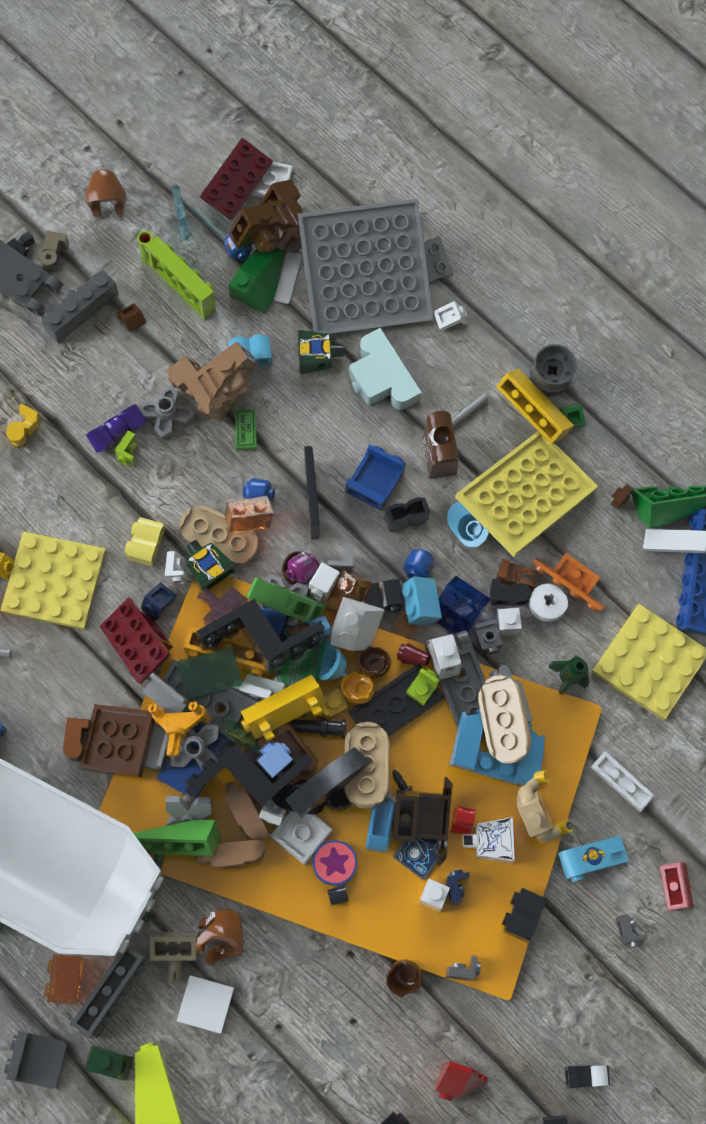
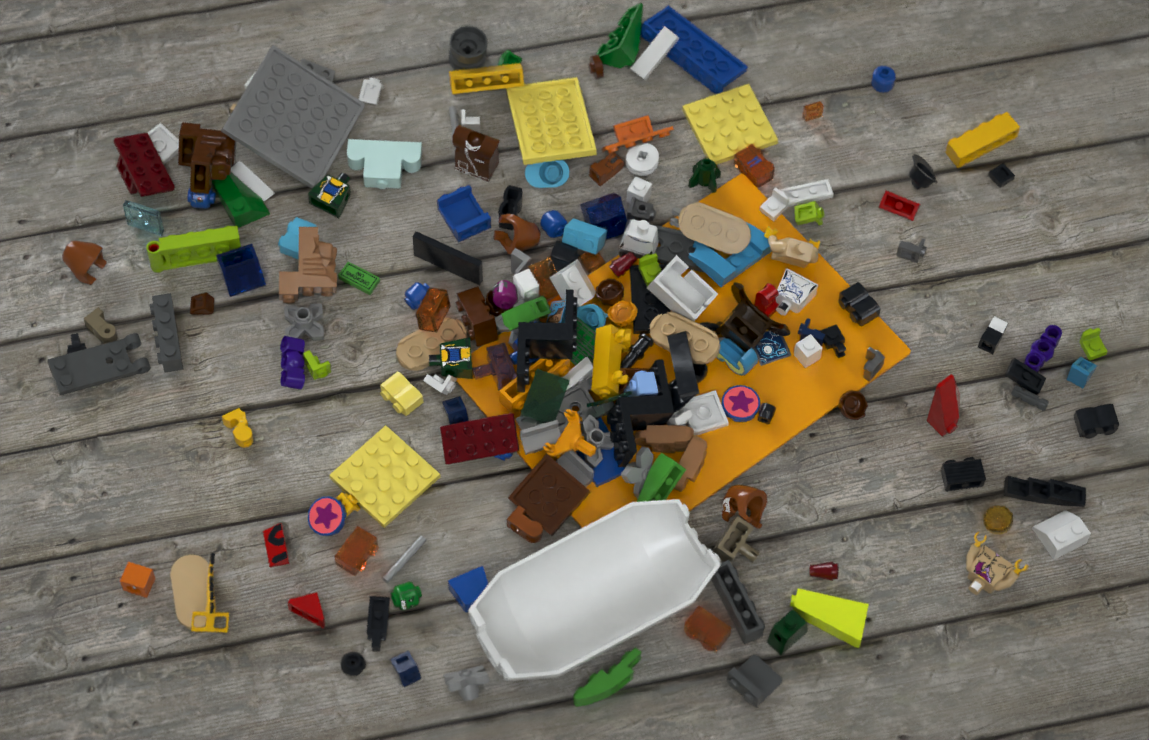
camera: 55 degrees left, 10 degrees down
(182, 325) = (240, 270): none -> clear blue slope
(200, 1059) = (825, 570): none -> dark red cone
(205, 1004) = (786, 547): white tile -> none
(267, 555) = (477, 316): none -> reddish brown wedge
(382, 542) = (526, 234): none -> dark orange piece
(415, 730) = (682, 294): none -> white piece
(469, 911) = (835, 340): none -> black plate
(476, 423) = (470, 122): none -> white panel
(507, 594) = (617, 181): black leg -> none
(584, 761) = (775, 205): none -> white bracket
(592, 857) = (845, 243): medium azure door -> none
(600, 801) = (808, 213): none -> lime bracket
(617, 713) = (754, 165): none -> clear orange brick

